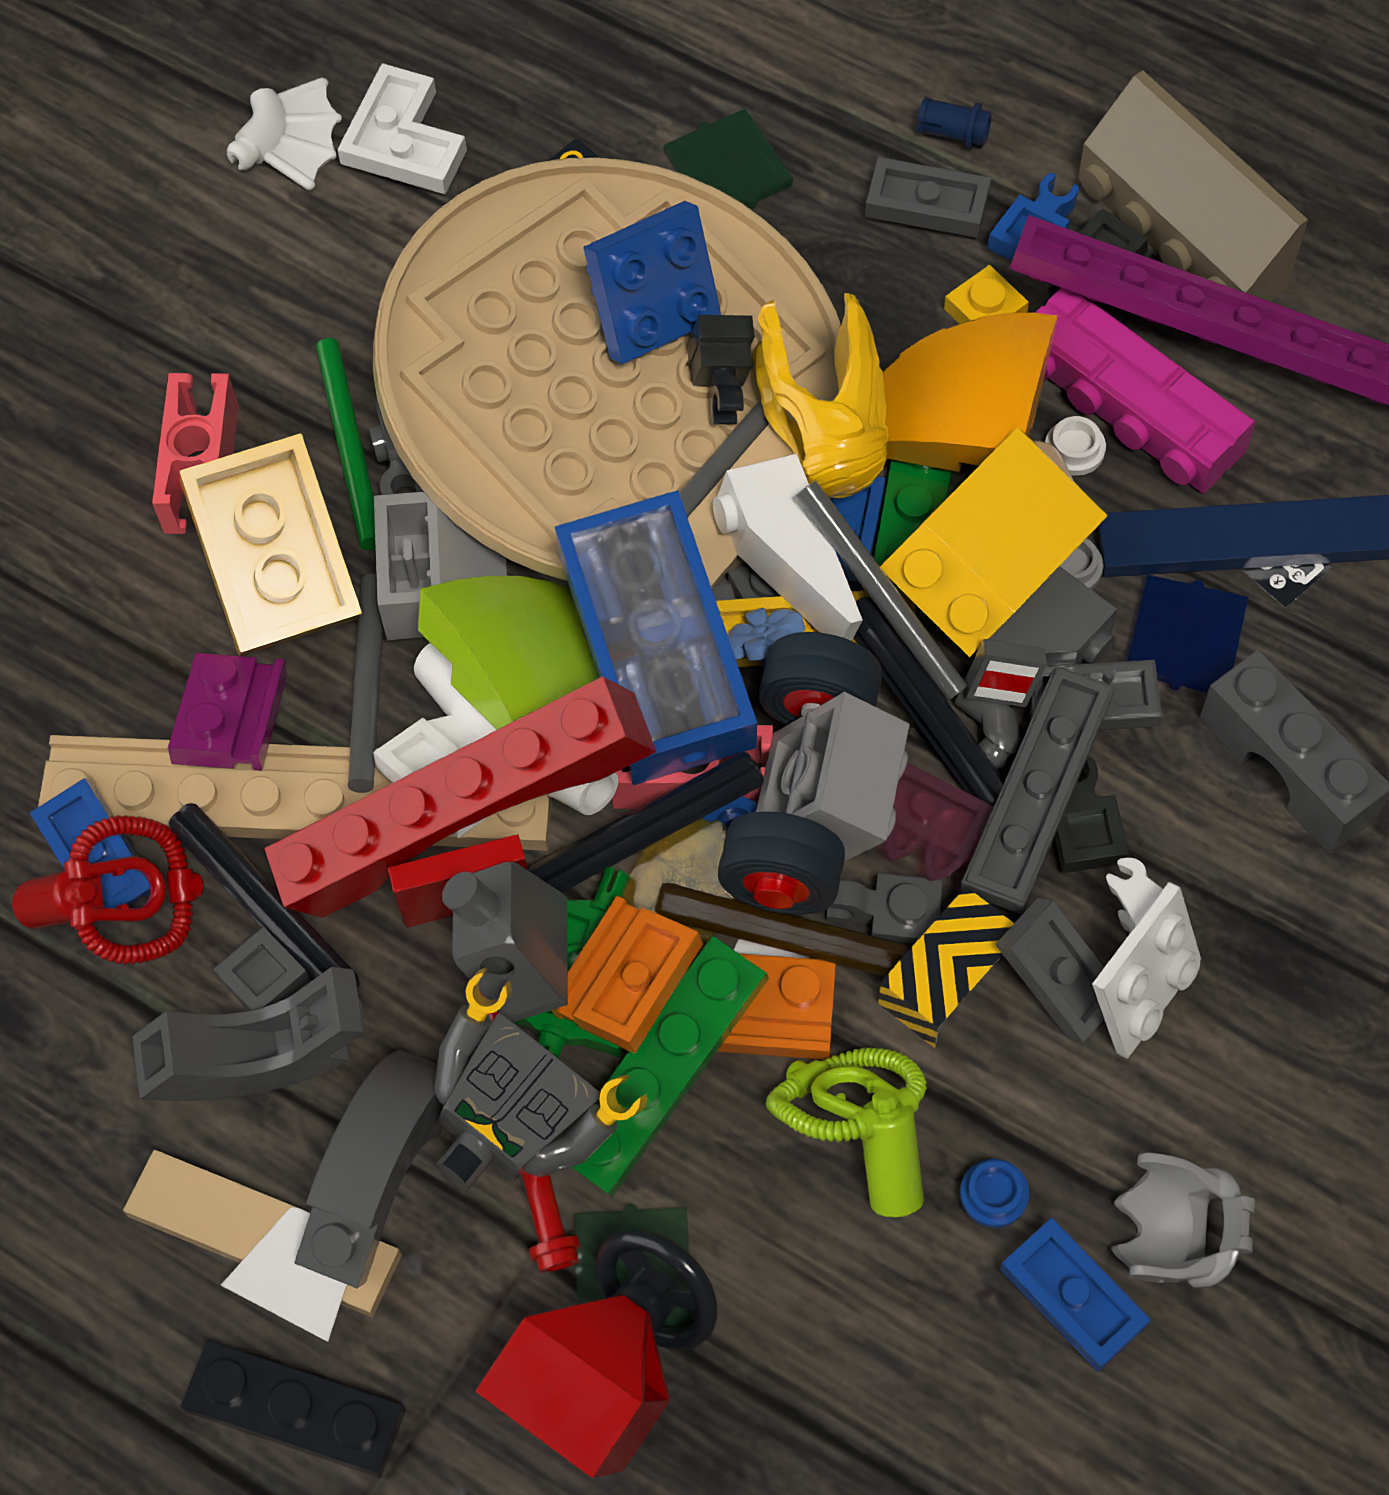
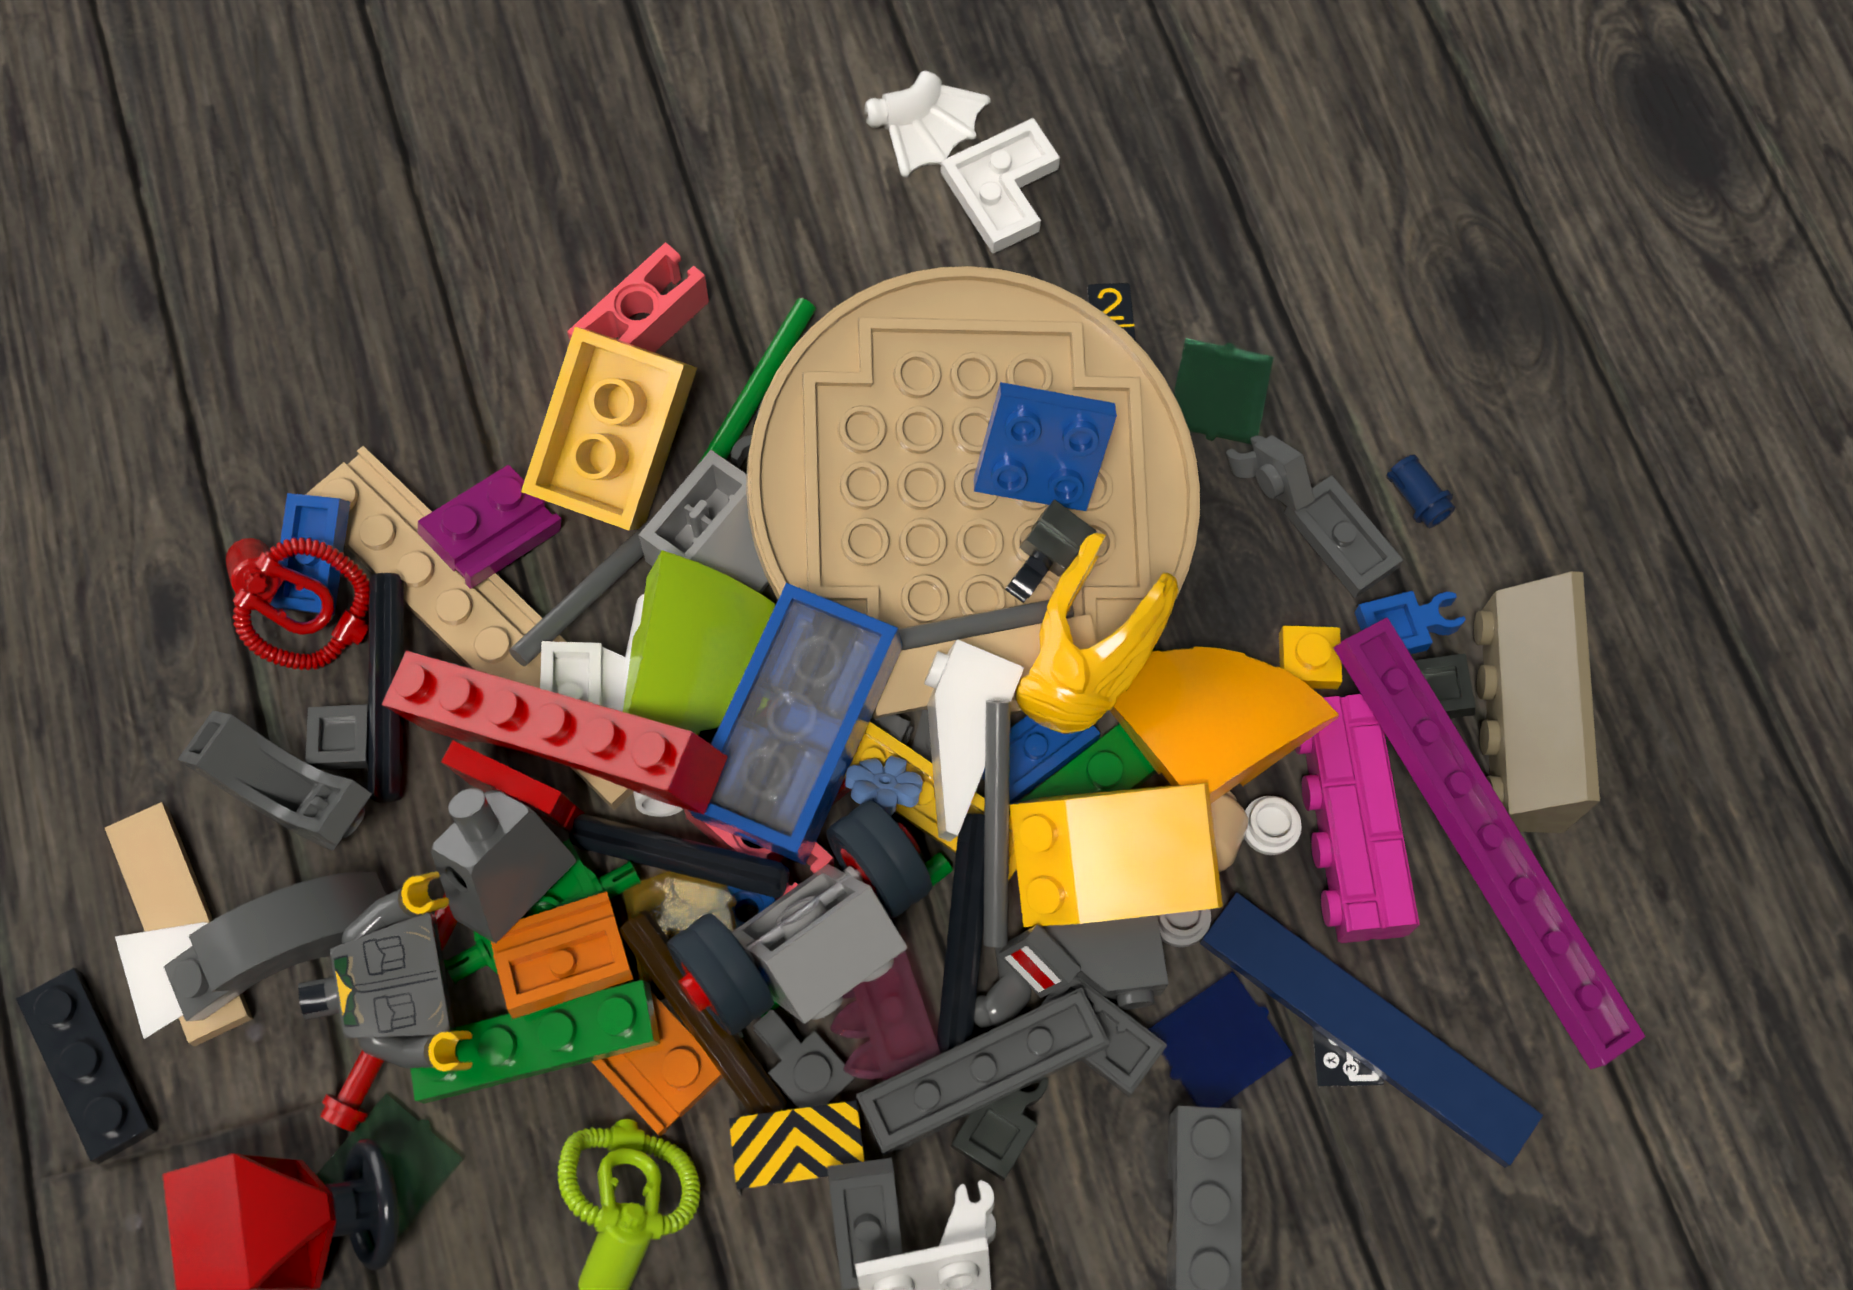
camera: 35 degrees right, 5 degrees up
(837, 177) = (1278, 471): none -> dark grey plate

